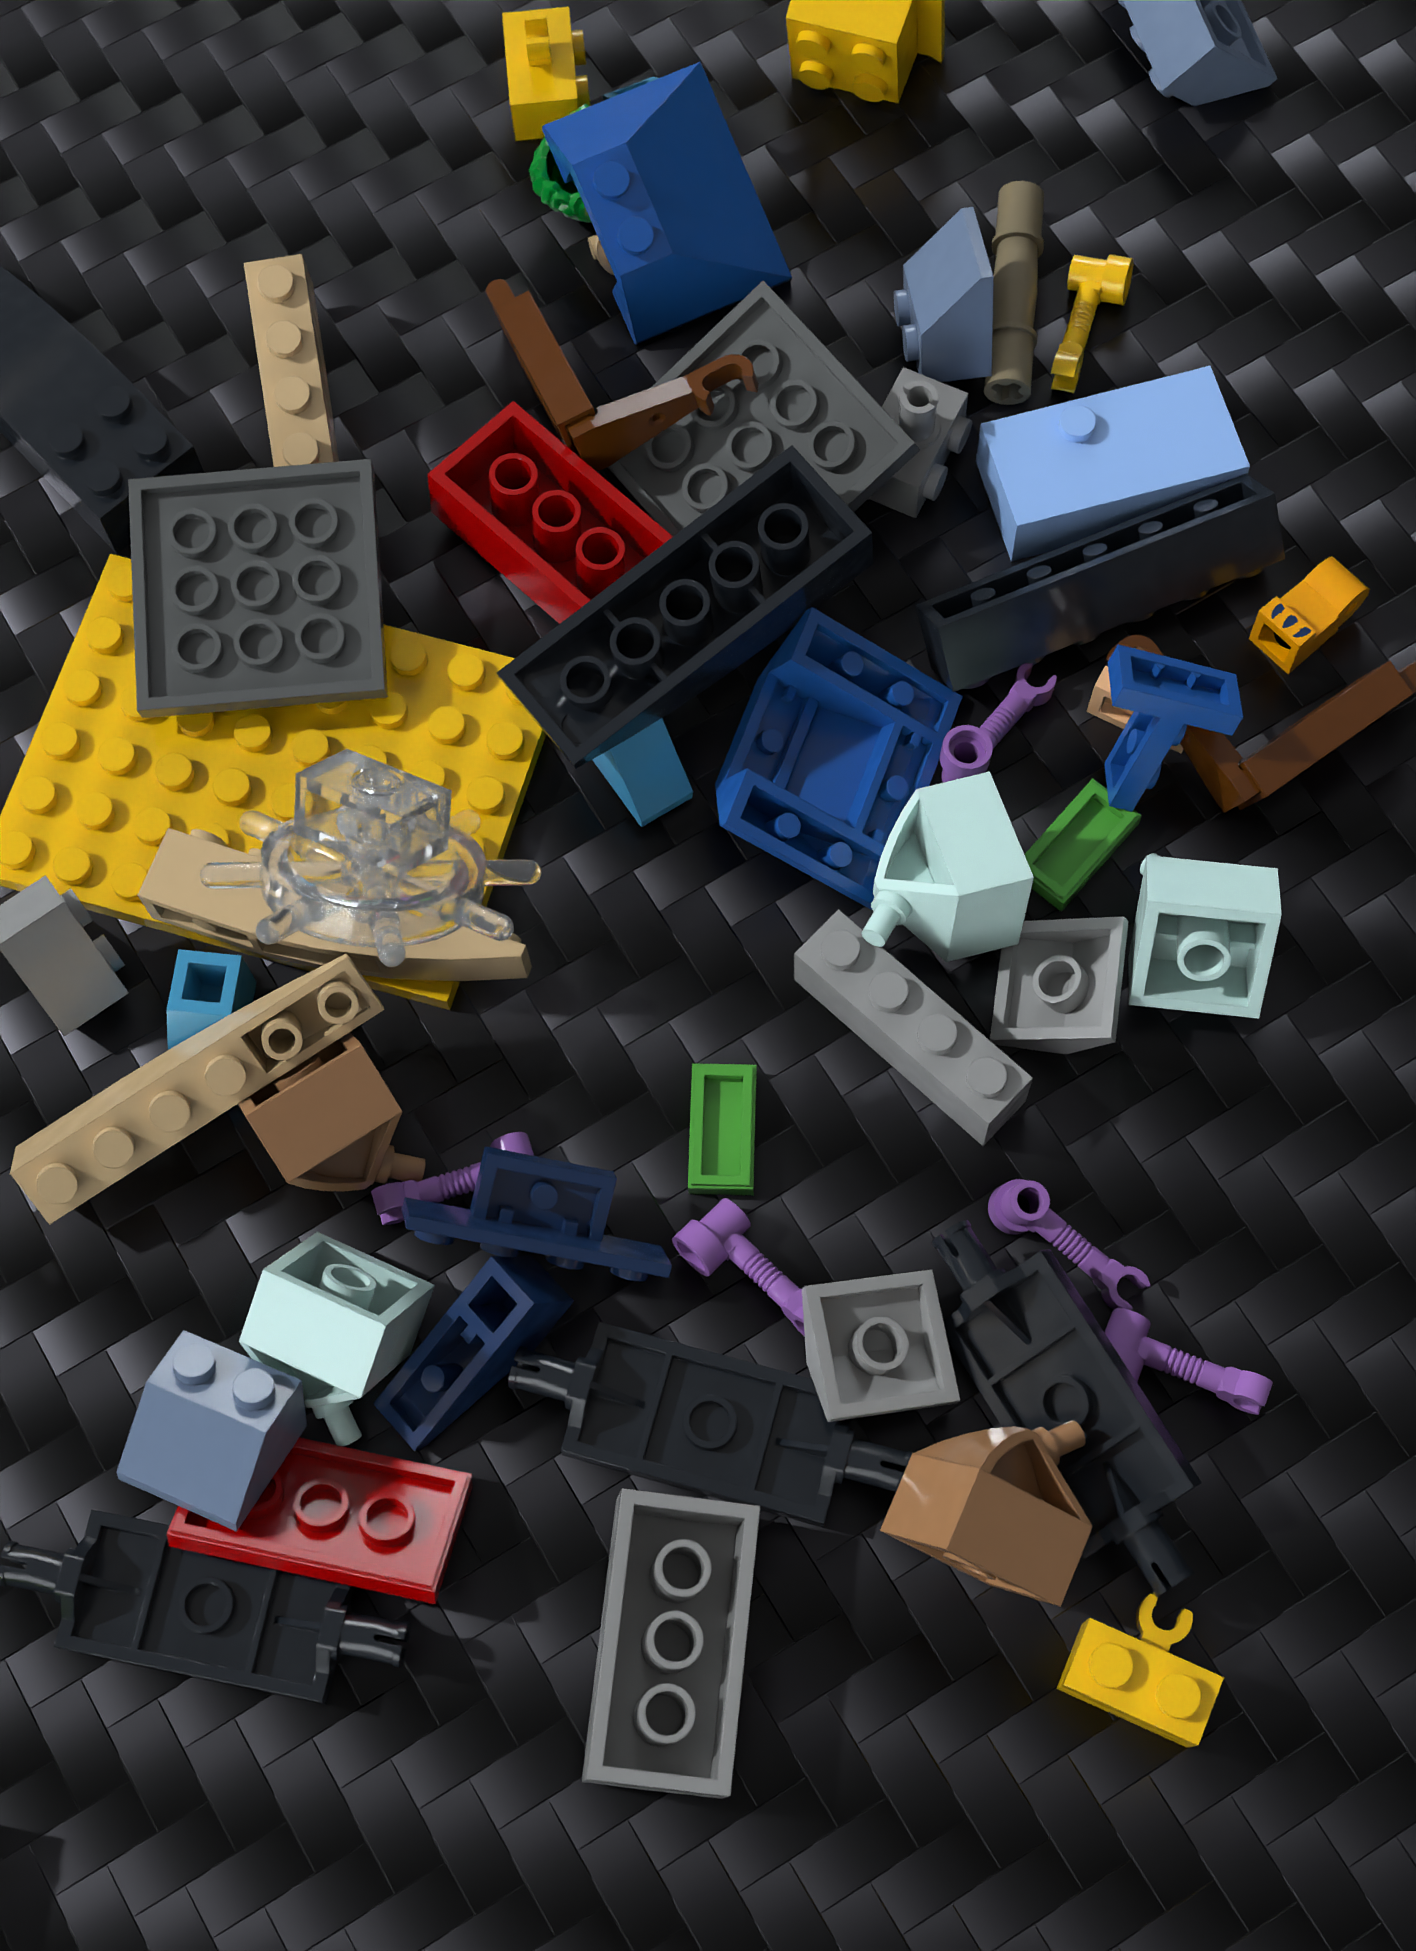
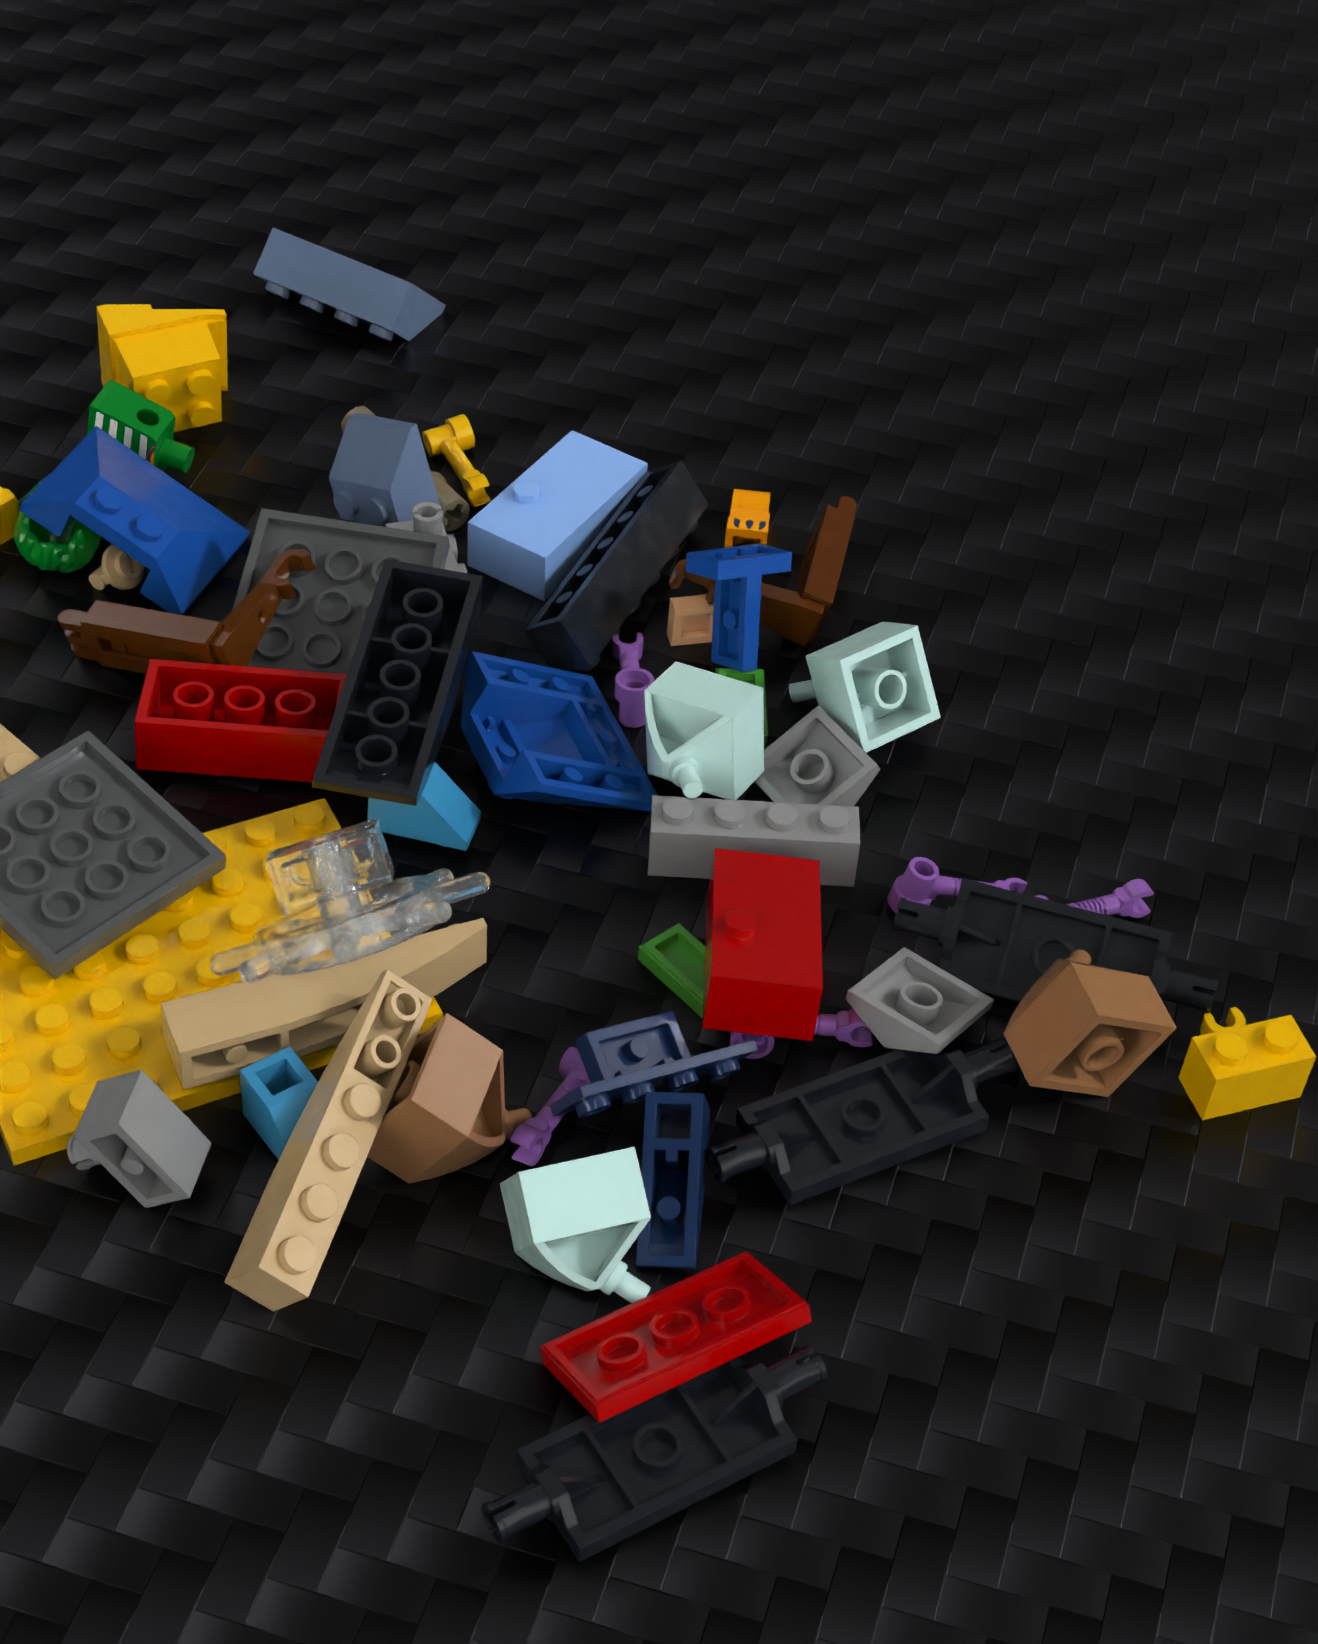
camera: 50 degrees left, 25 degrees down
(212, 1430) = (559, 1325): sand blue slope -> none
(672, 1644) = (977, 1239): light grey brick -> none
(760, 83) = (139, 426): none -> green torso
(781, 1163) = (763, 945): none -> red brick

